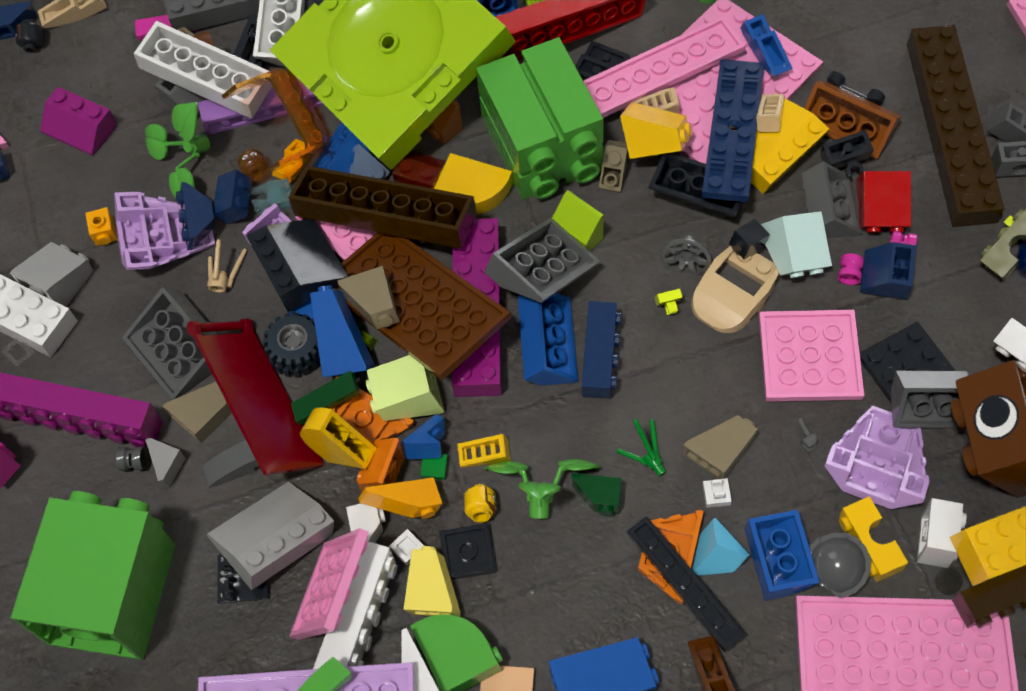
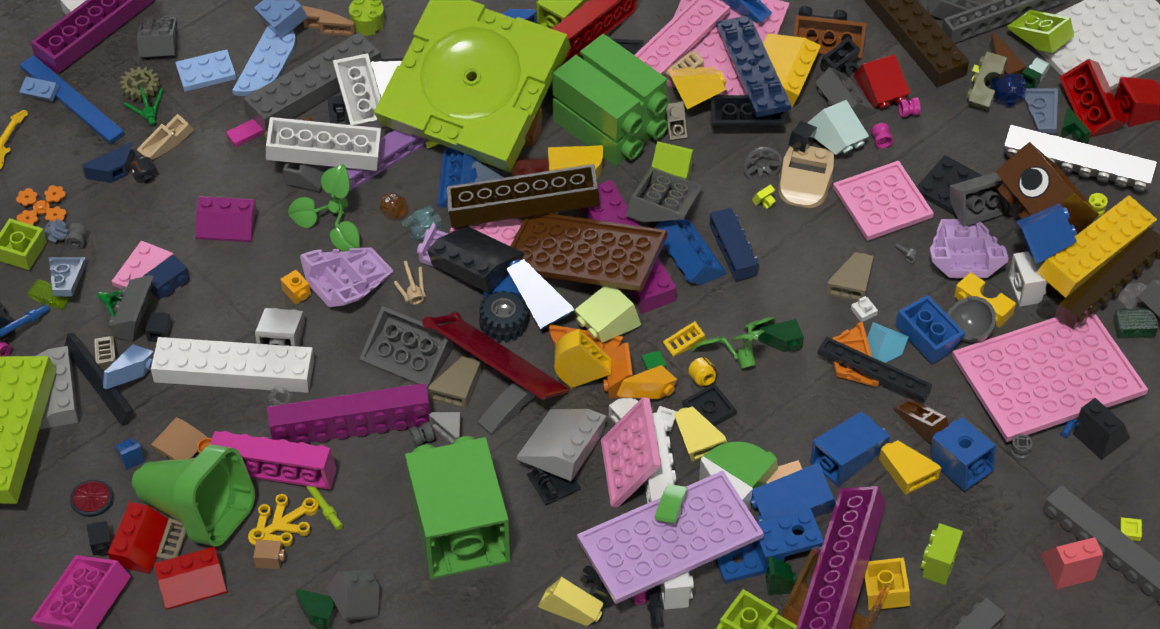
camera: 30 degrees left, 10 degrees down
(195, 214) = (370, 251): dark blue slope -> none
(232, 196) = (392, 231): dark blue brick -> none
(292, 170) = (421, 193): light orange slope -> none
(297, 107) = (415, 151): clear orange windscreen -> none
(326, 396) = (546, 344): dark green tile -> none
(371, 296) = (554, 256): dark tan slope -> none
(425, 440) = (642, 344): blue slope -> none
(651, 459) = (808, 302): green plant -> none
(770, 113) = (774, 46): tan slope -> none
(889, 270) = (910, 126): dark blue slope -> none
(981, 494) = (1047, 232): none -> blue slope

